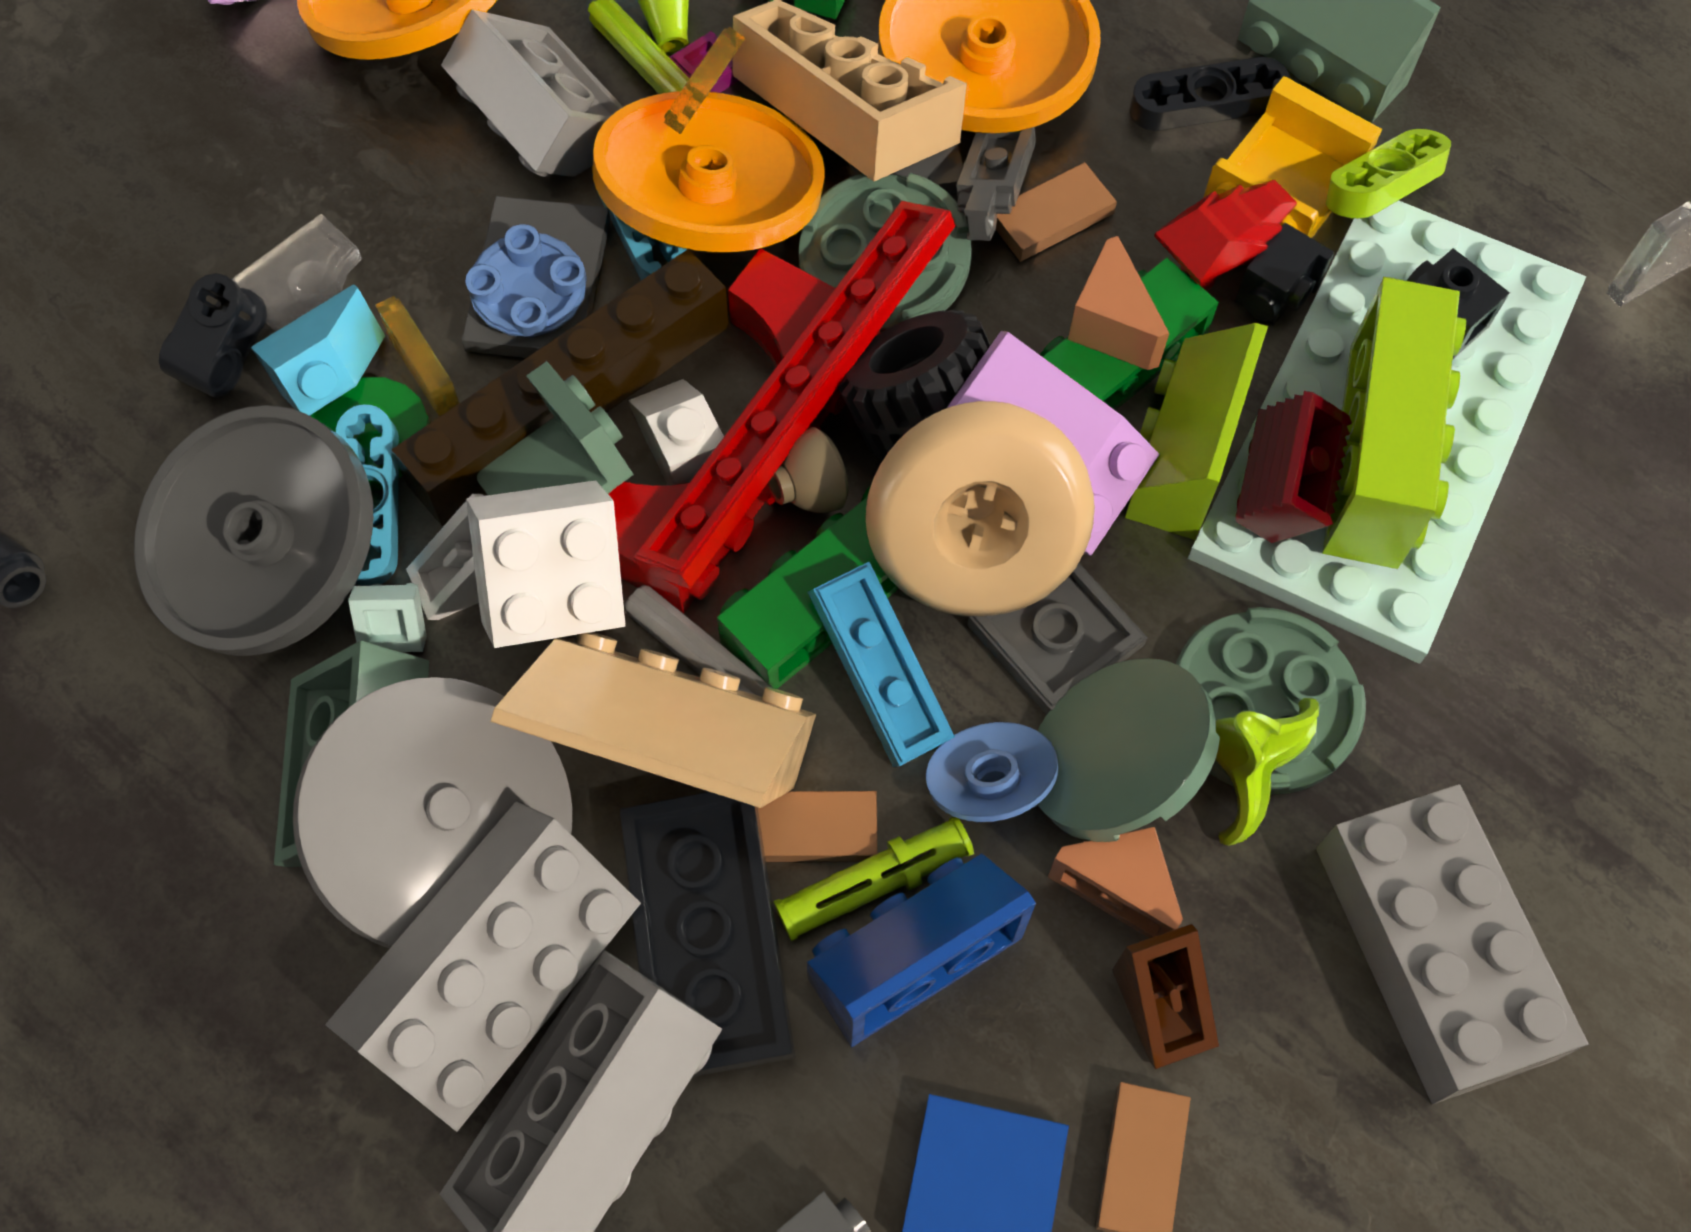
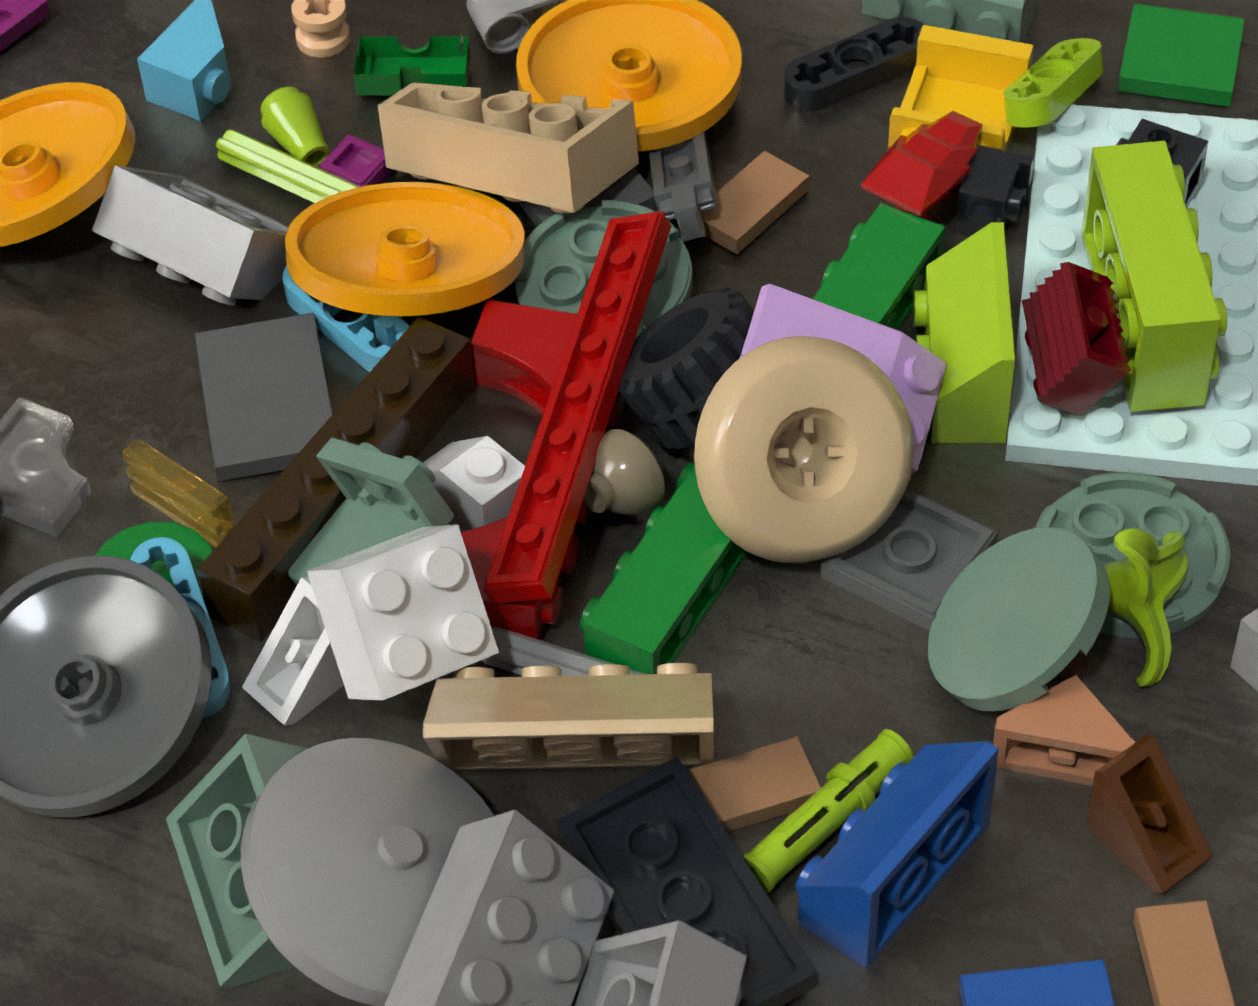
camera: 15 degrees left, 15 degrees down
(322, 351) = (76, 512): medium azure slope -> none
(388, 616) = (248, 712): light aqua tile -> none
(527, 283) = (264, 395): medium blue dish -> none
(703, 79) = (370, 169): clear yellow tile -> none
(881, 664) = (757, 620): dark azure tile -> none
(992, 772) = (902, 682): medium blue dish -> none
(1118, 313) = (860, 254): nougat slope -> none
(1528, 176) = (1181, 55): none -> green tile

